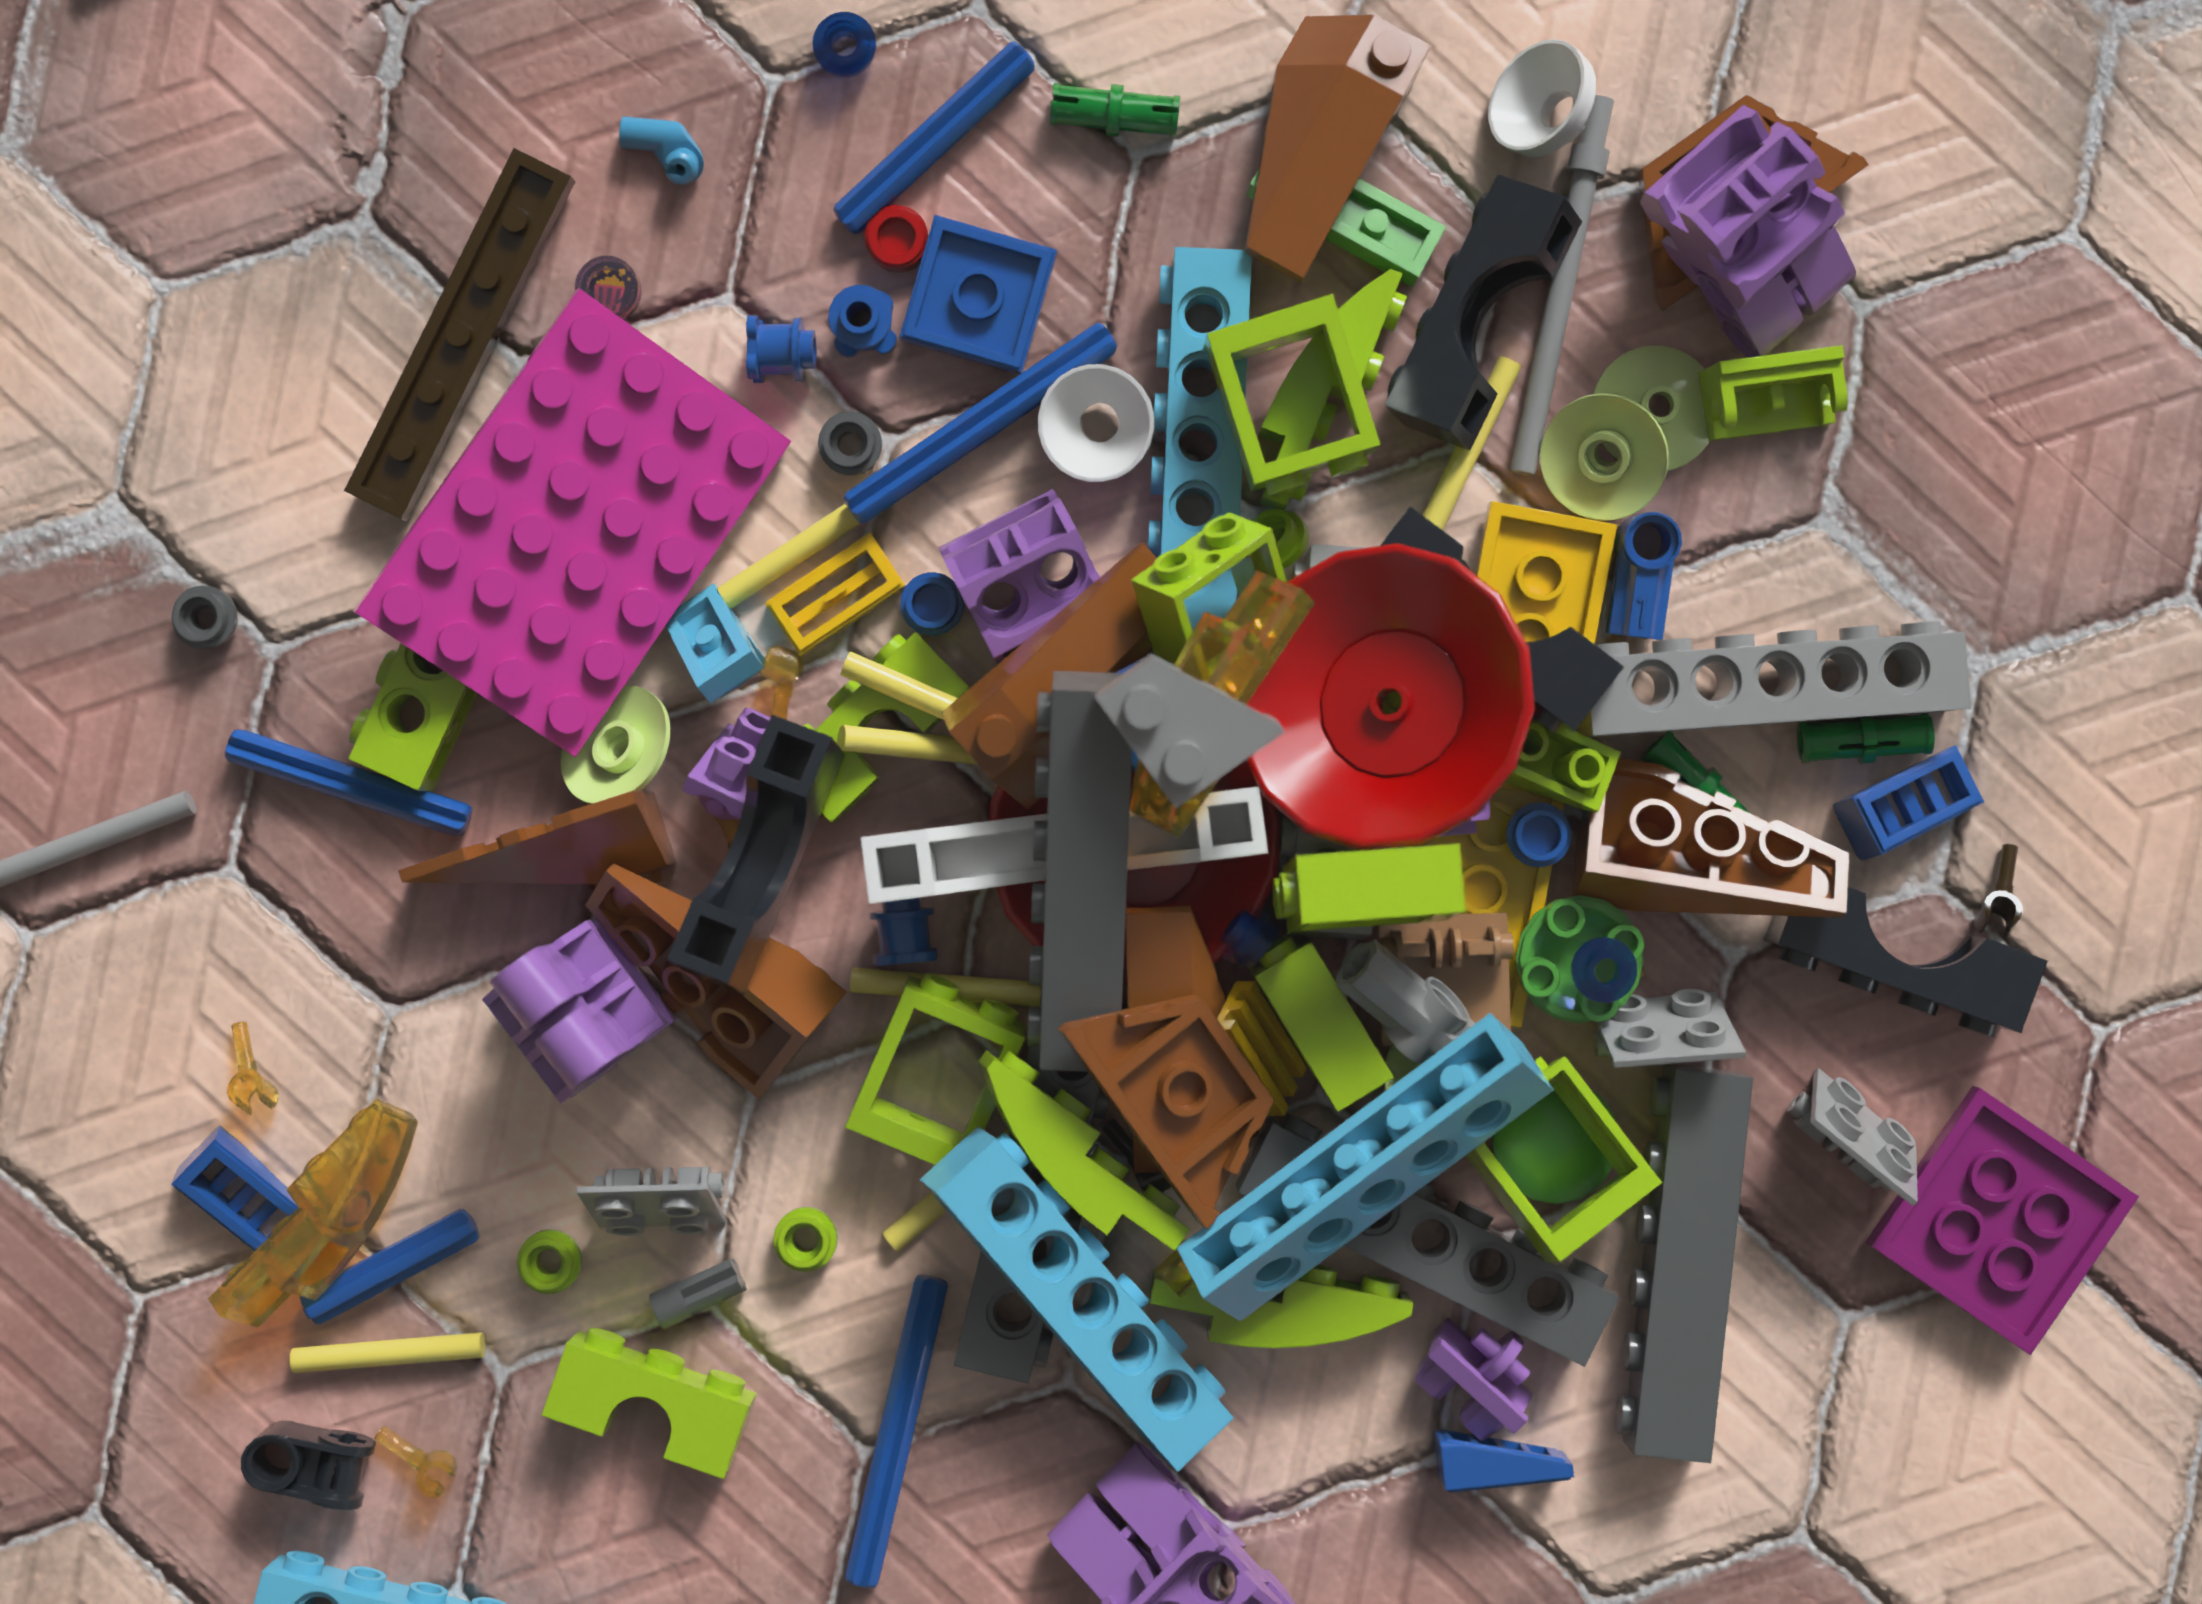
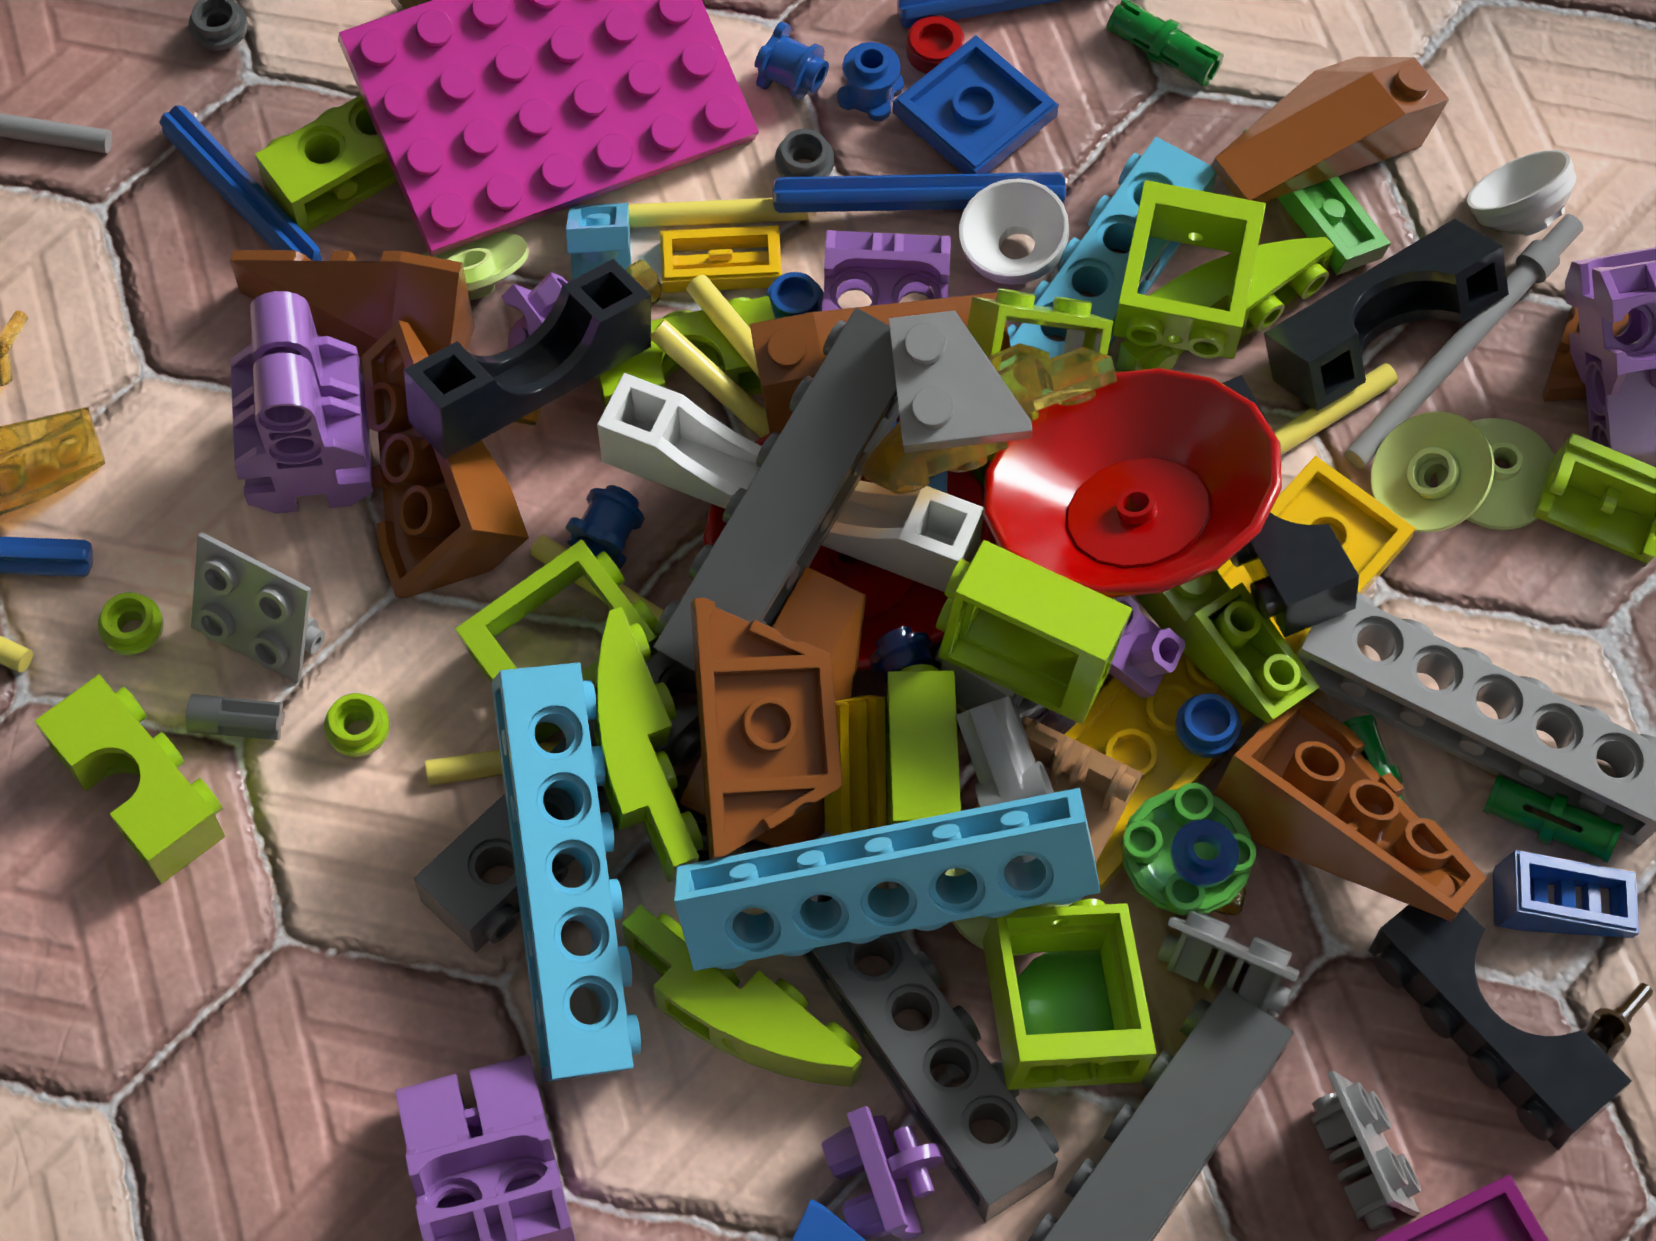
camera: 30 degrees right, 25 degrees down
(896, 1431) = (321, 931): blue axle -> none
(1175, 1273) = (661, 903): clear yellow hand -> none
(1642, 585) = (1414, 581): blue piece -> none

